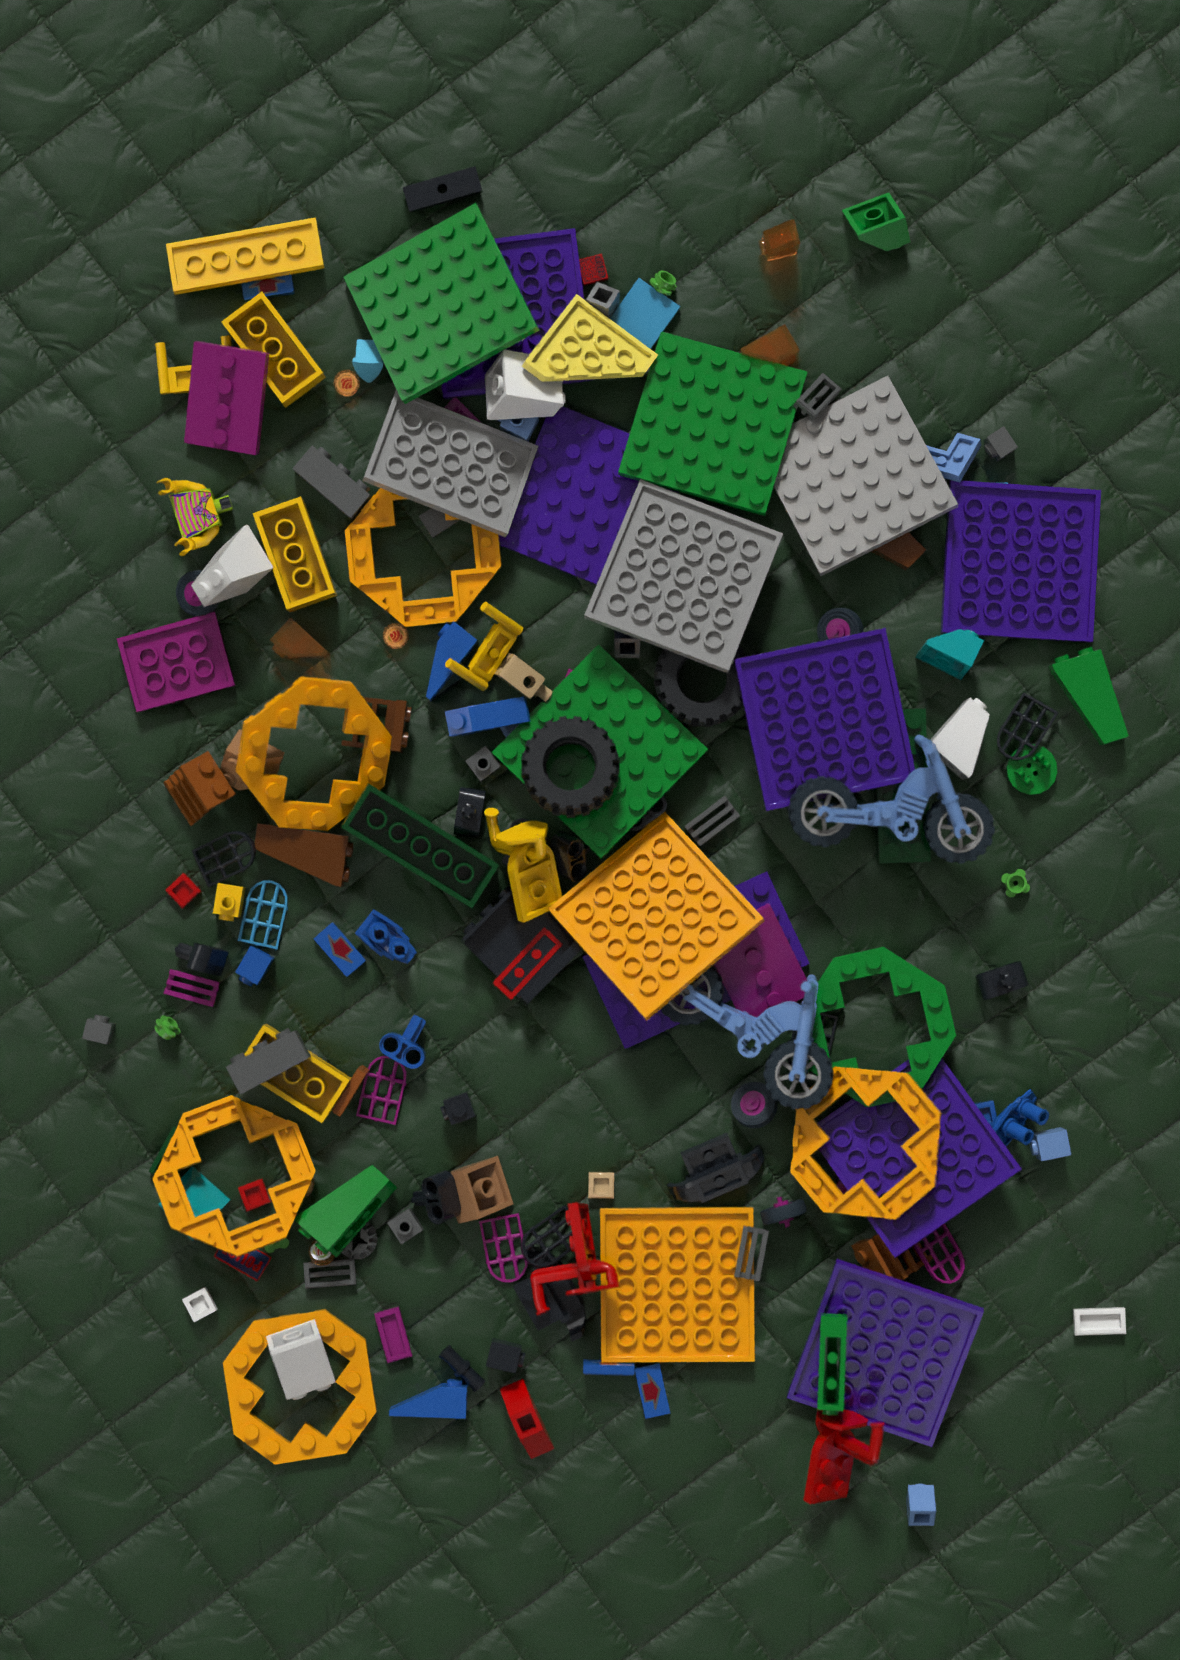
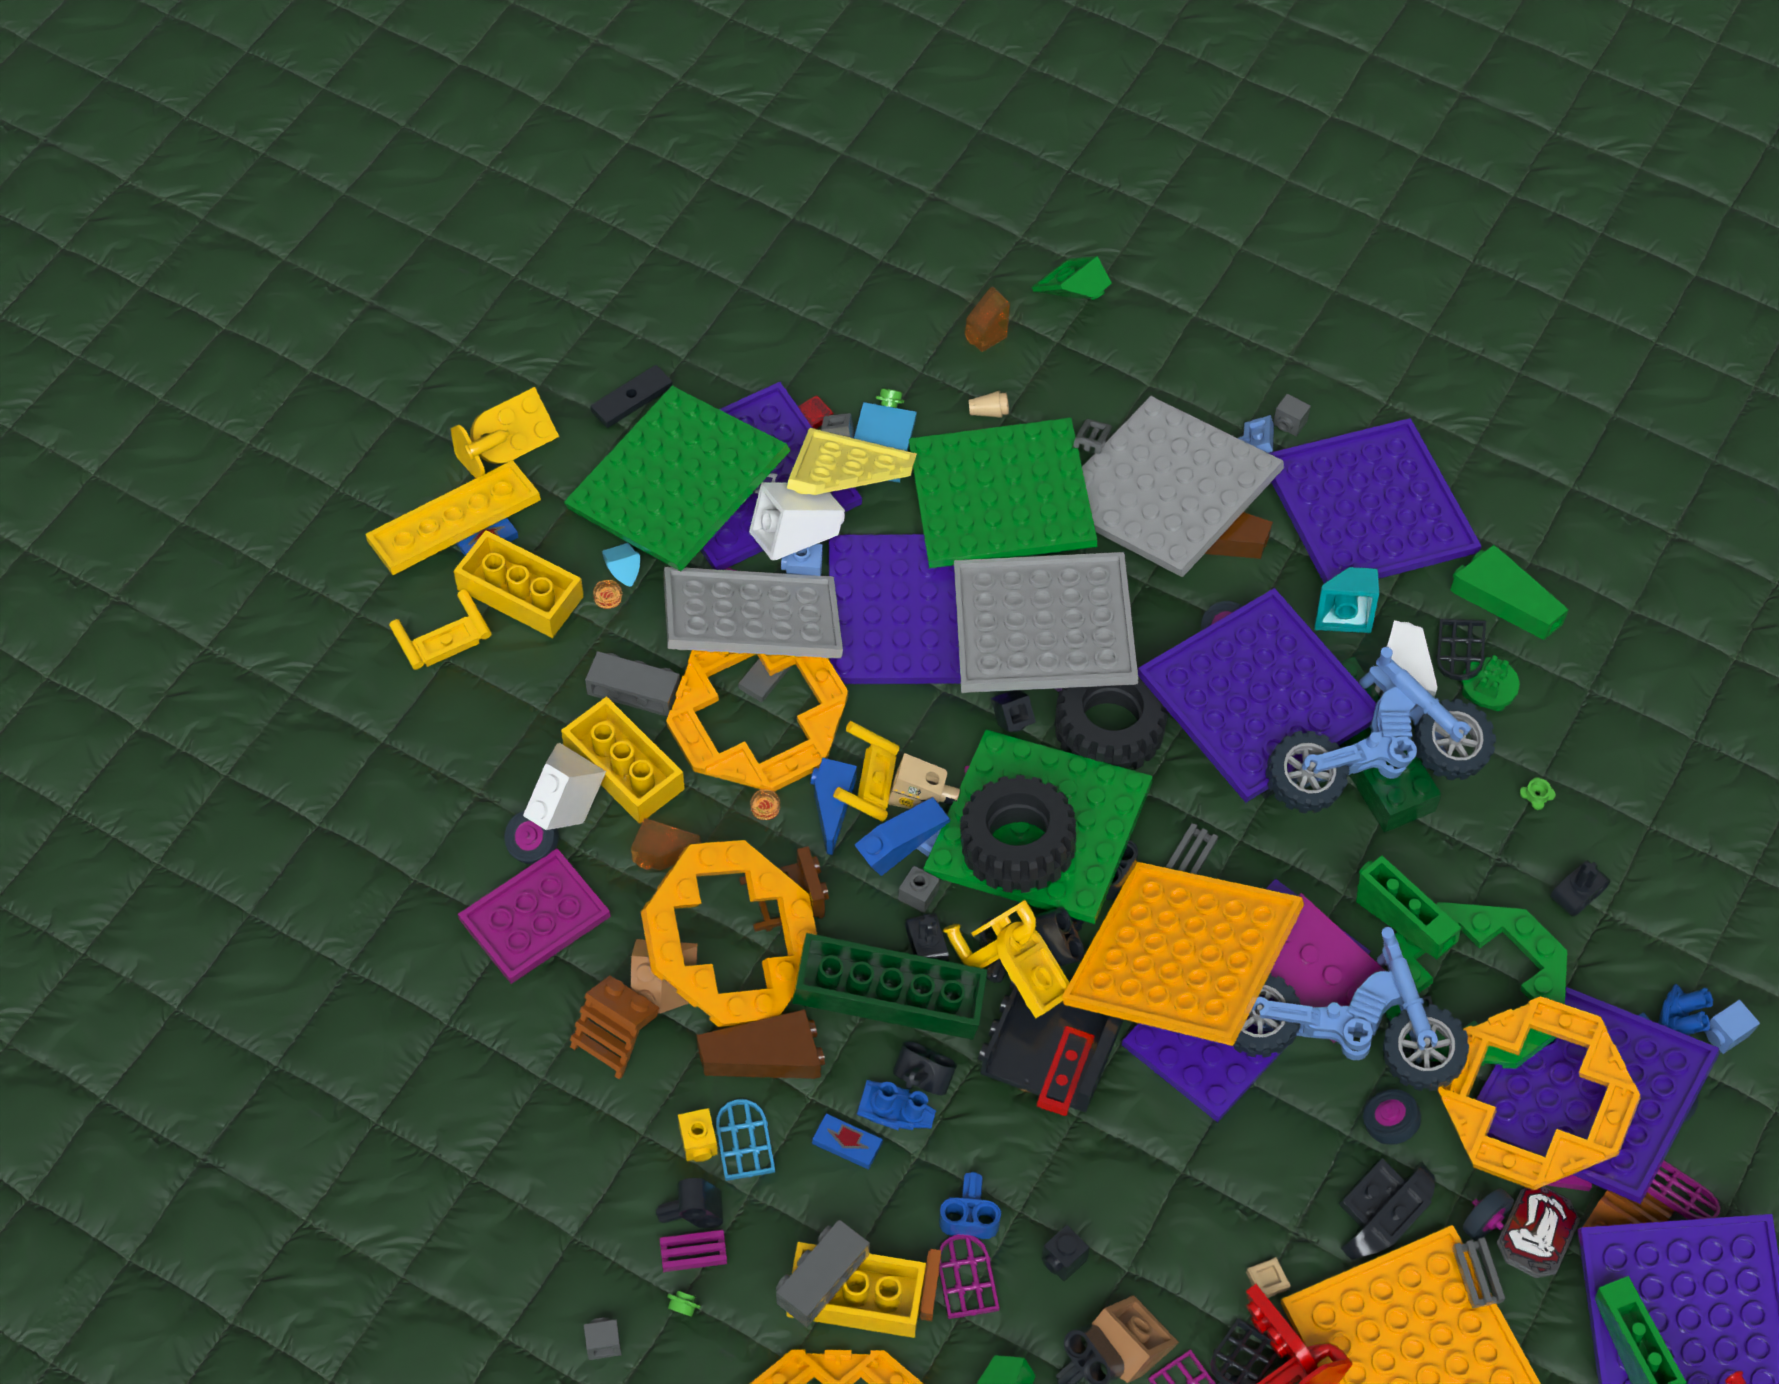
camera: 25 degrees left, 30 degrees down
(183, 890) = (639, 1149): red tile -> none
(195, 512) = (495, 759): torso -> none
(215, 854) = (661, 1092): black window -> none
(226, 397) = (487, 640): magenta plate -> none
(254, 966) = (757, 1193): blue brick -> none
(317, 191) = (511, 432): none -> yellow plate
(418, 920) = (924, 1068): none -> black beam
(746, 325) = (990, 405): none -> tan cone
(774, 347) = (1027, 408): clear orange slope -> none
(813, 1241) = (1538, 1232): none -> shield
(848, 950) = (1405, 908): none -> green slope

